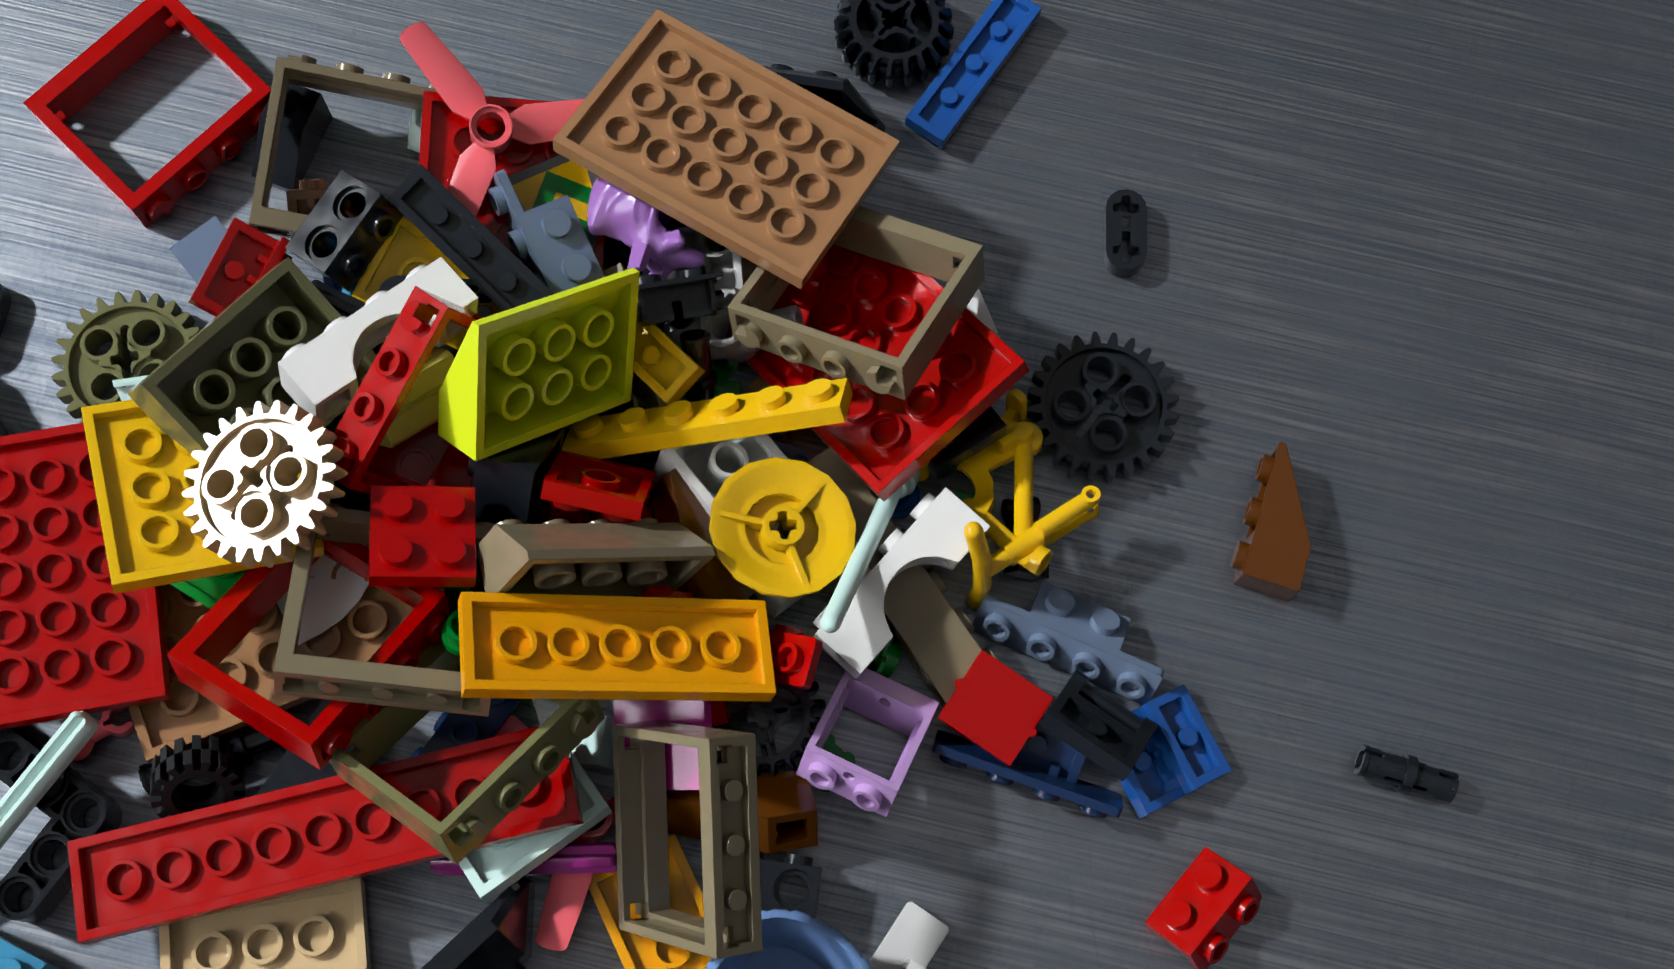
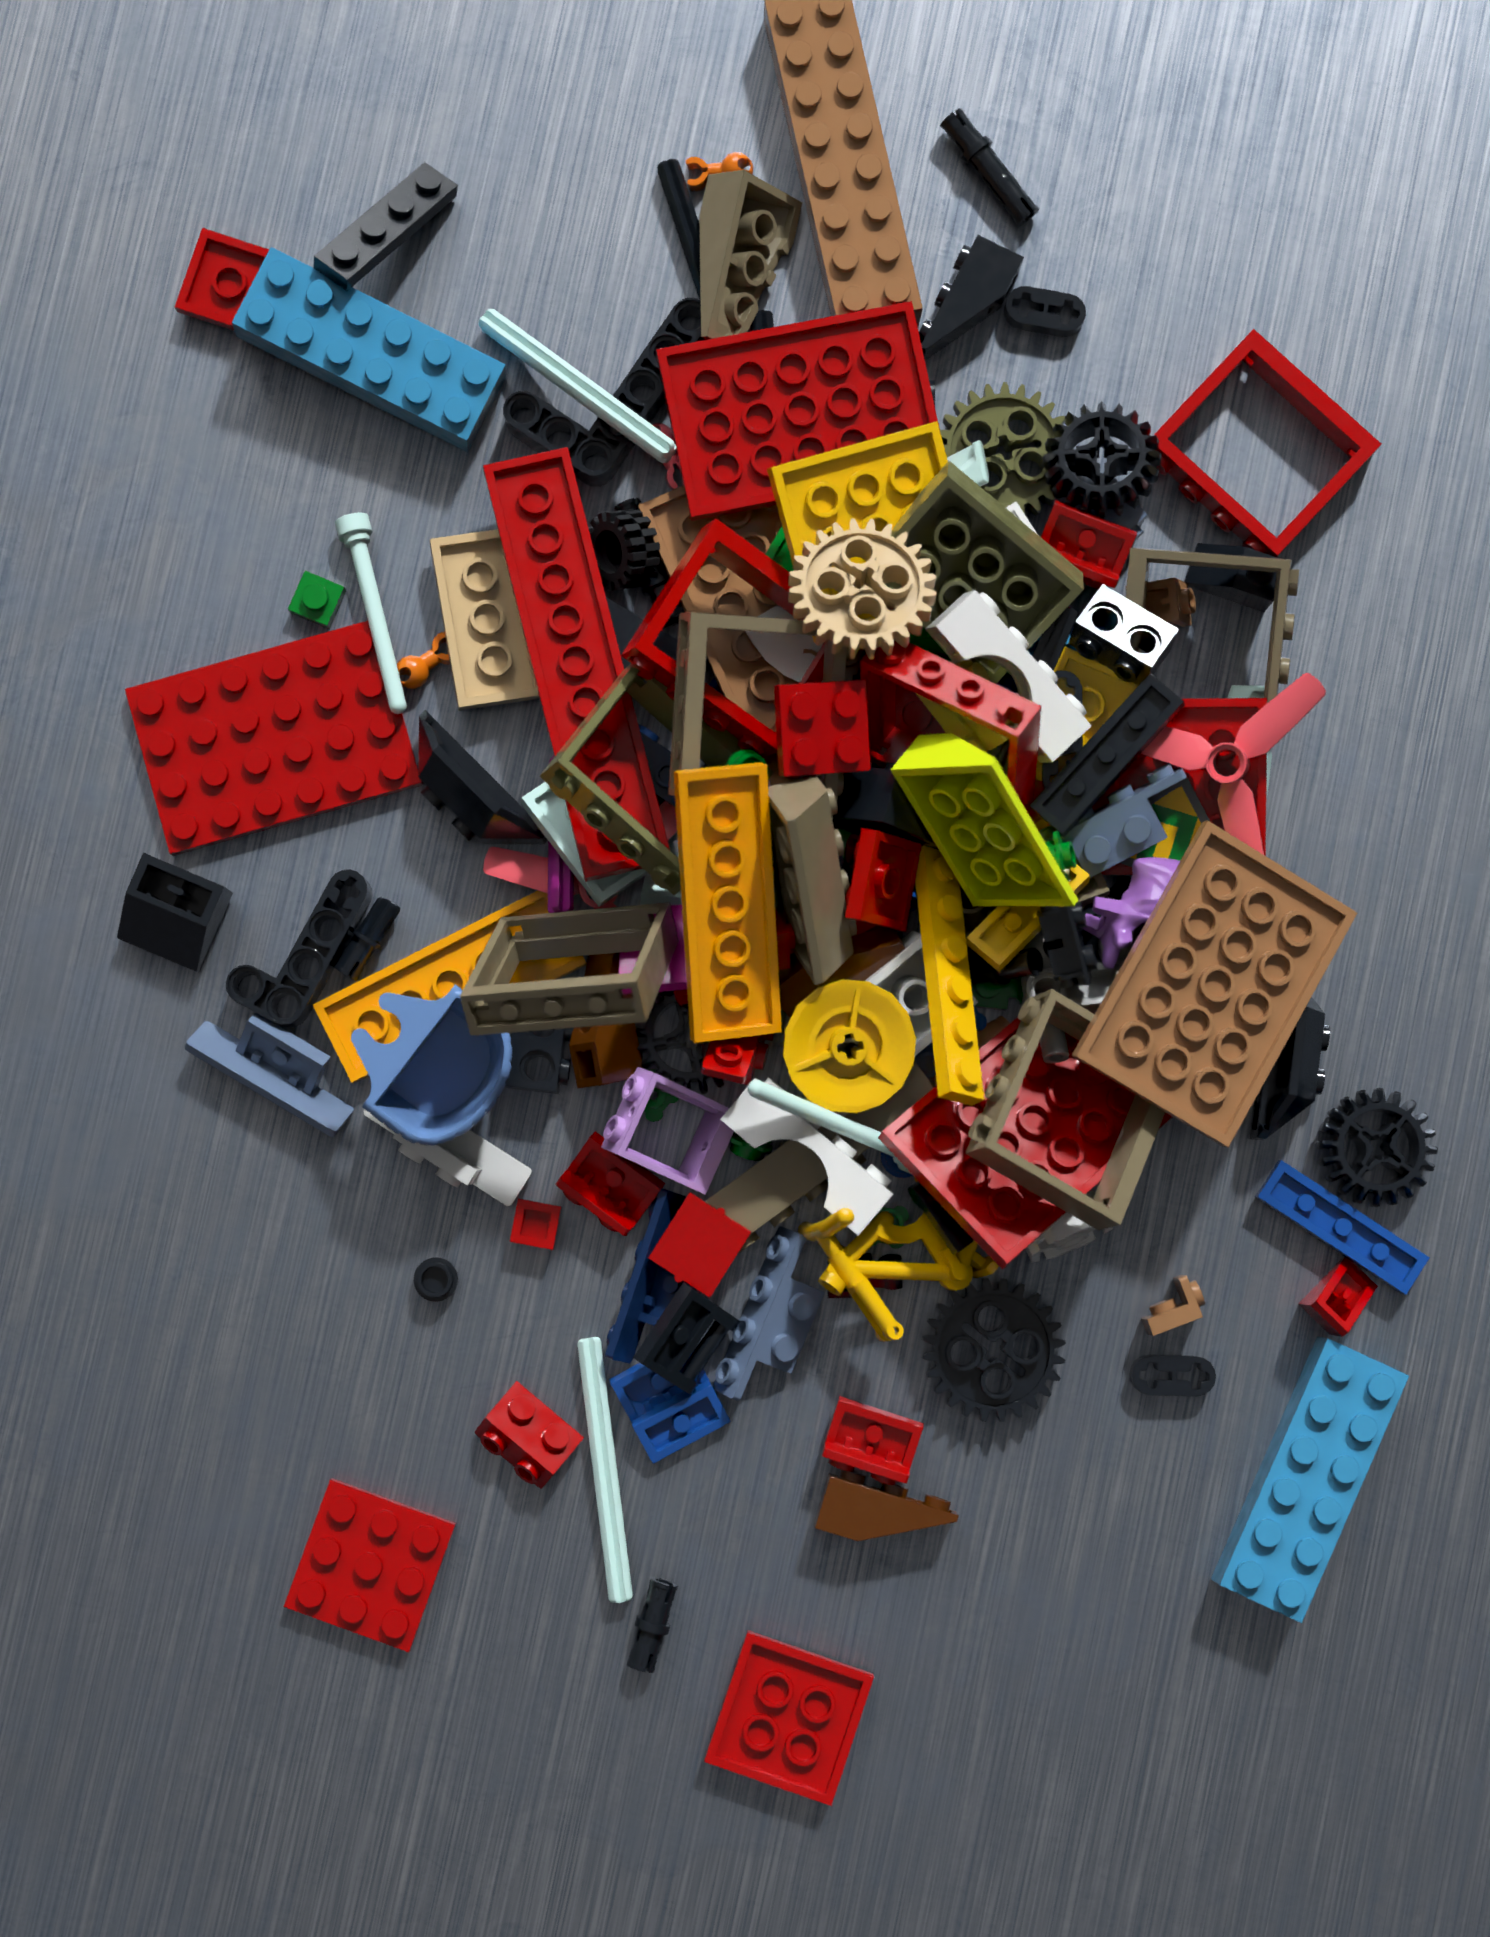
camera: 90 degrees right, 10 degrees up
(133, 234) = (1140, 459): none -> black gear
(927, 812) = (609, 1186): none -> red bracket
(969, 897) = (535, 1224): none -> red plate
(1047, 72) = (1339, 1297): none -> red slope
(1063, 227) = (1170, 1315): none -> medium nougat bracket
(1202, 534) = (871, 1441): none -> red bracket
(1227, 104) = (1309, 1478): none -> dark azure brick
(1239, 824) = (604, 1470): none -> light aqua axle
(1495, 629) = (789, 1718): none -> red plate

